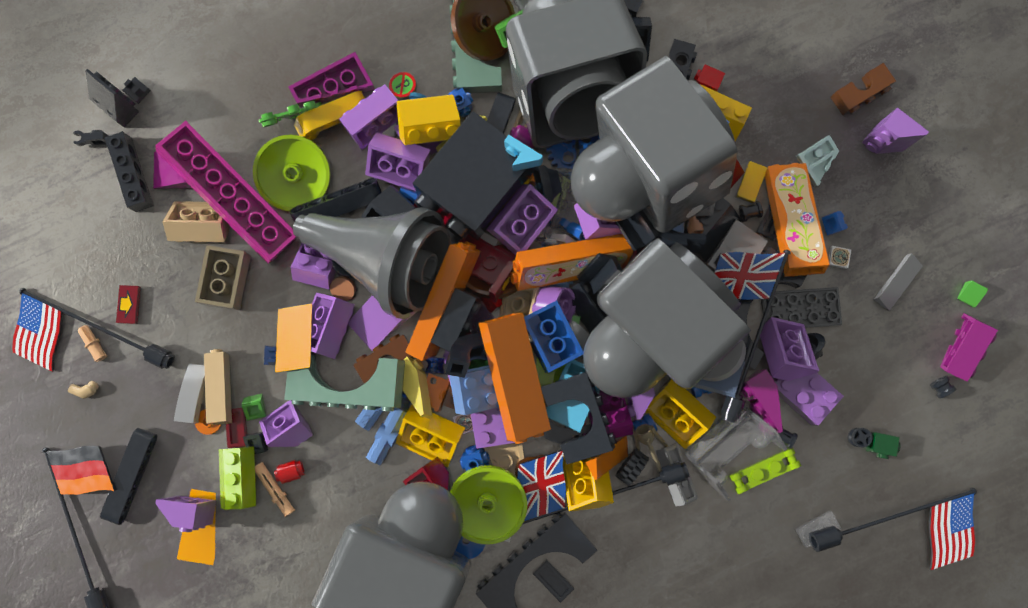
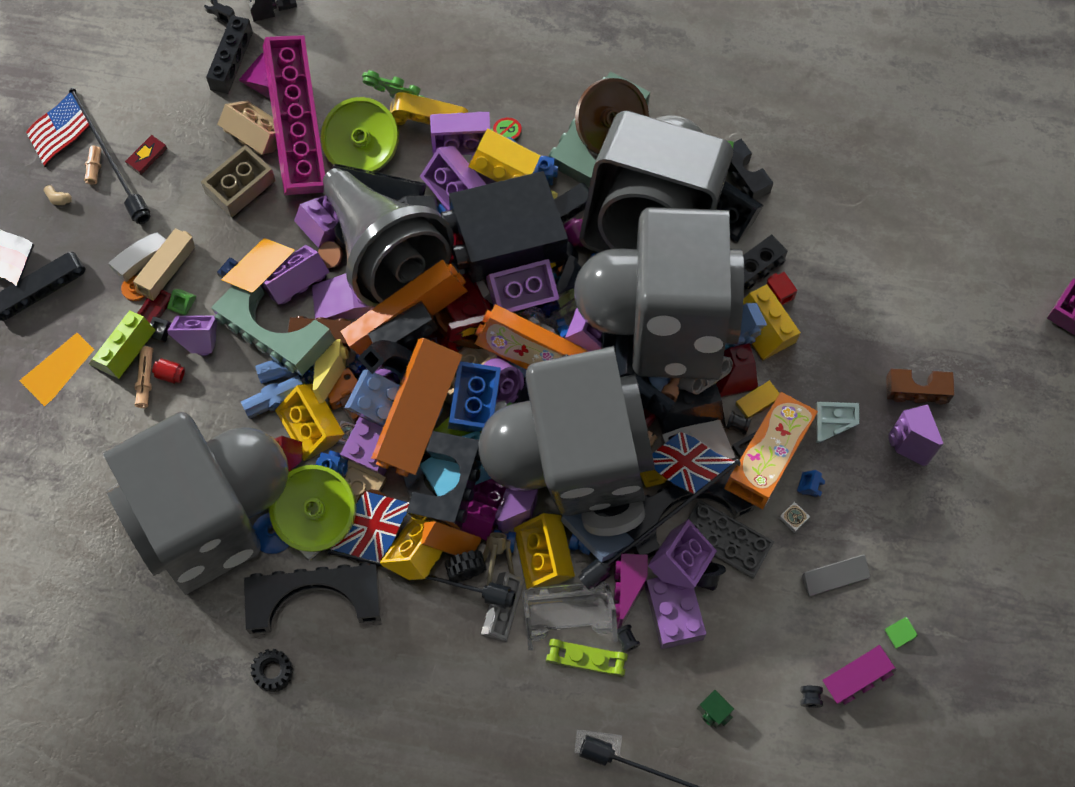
camera: 30 degrees right, 15 degrees down
(187, 512) = (62, 340): medium lavender slope -> none
(333, 82) = (449, 86): magenta wedge -> none
(526, 156) = (557, 229): medium azure slope -> none
(553, 580) = (321, 621): black tile -> none
(864, 438) = (699, 683): black wheel -> none

